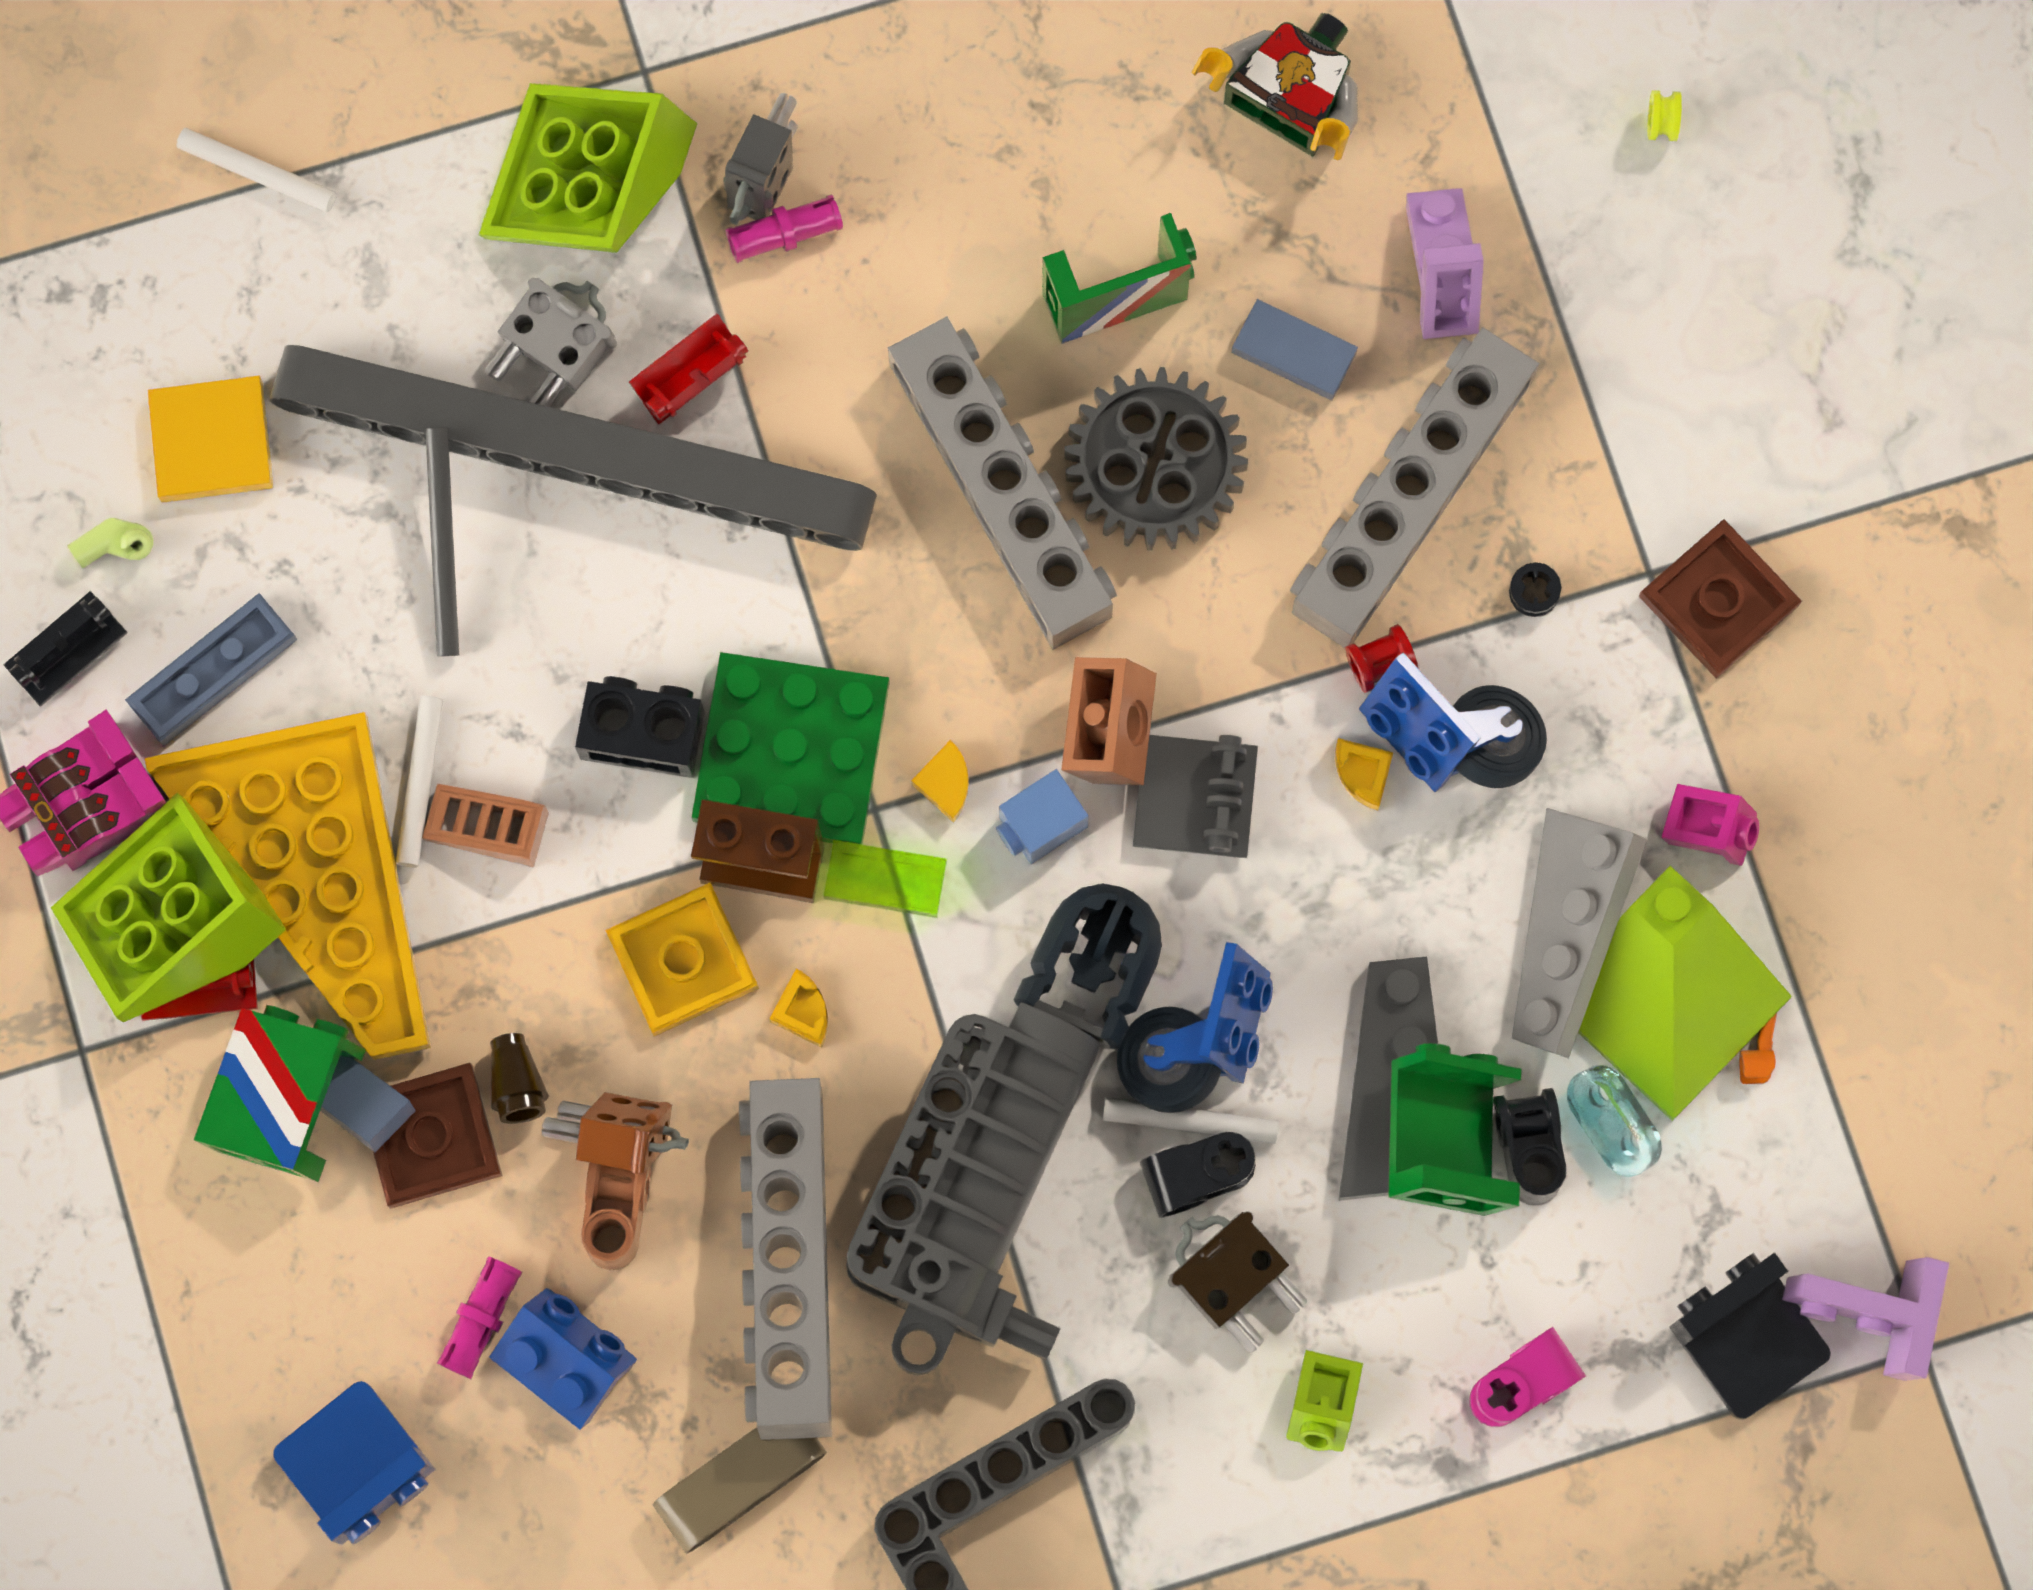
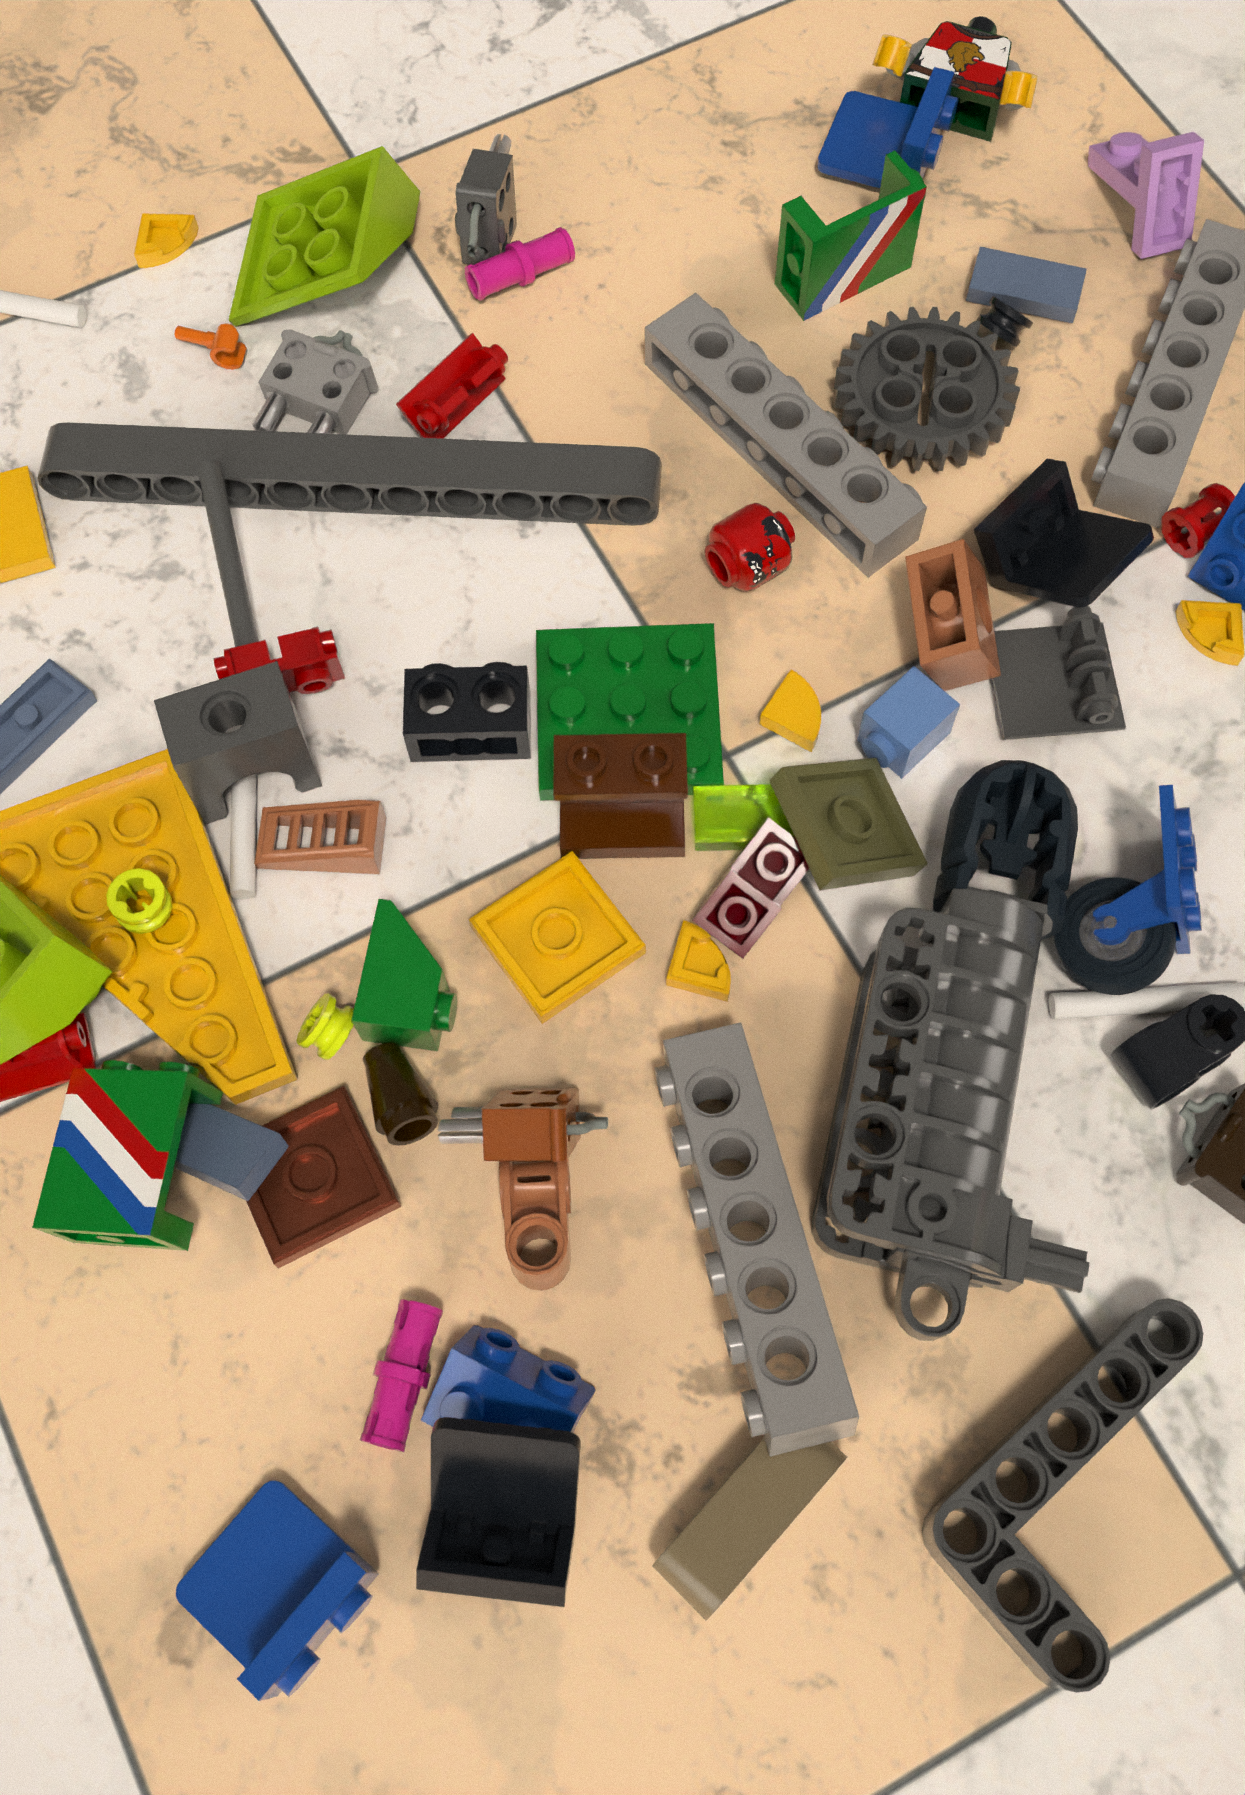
camera: 10 degrees left, 10 degrees down
(330, 852) = (126, 886): none -> neon yellow bush
(425, 119) = (163, 238): none -> yellow tile
(457, 735) = (266, 742): none -> dark grey piece
(463, 1007) = (326, 1027): none -> neon yellow bush
(472, 269) = (224, 344): none -> orange hand
(495, 646) = (306, 663): none -> red hinge
(535, 983) = (401, 987): none -> green slope
(540, 1440) = (500, 1511): none -> black bracket
(866, 949) = (753, 888): none -> slope
(940, 606) = (750, 547): none -> red head
(961, 908) = (847, 823): none -> olive plate
(1196, 144) = (875, 126): none -> blue bracket
(1231, 661) = (1051, 548): none -> black bracket
(1255, 396) = (1004, 321): none -> black bush

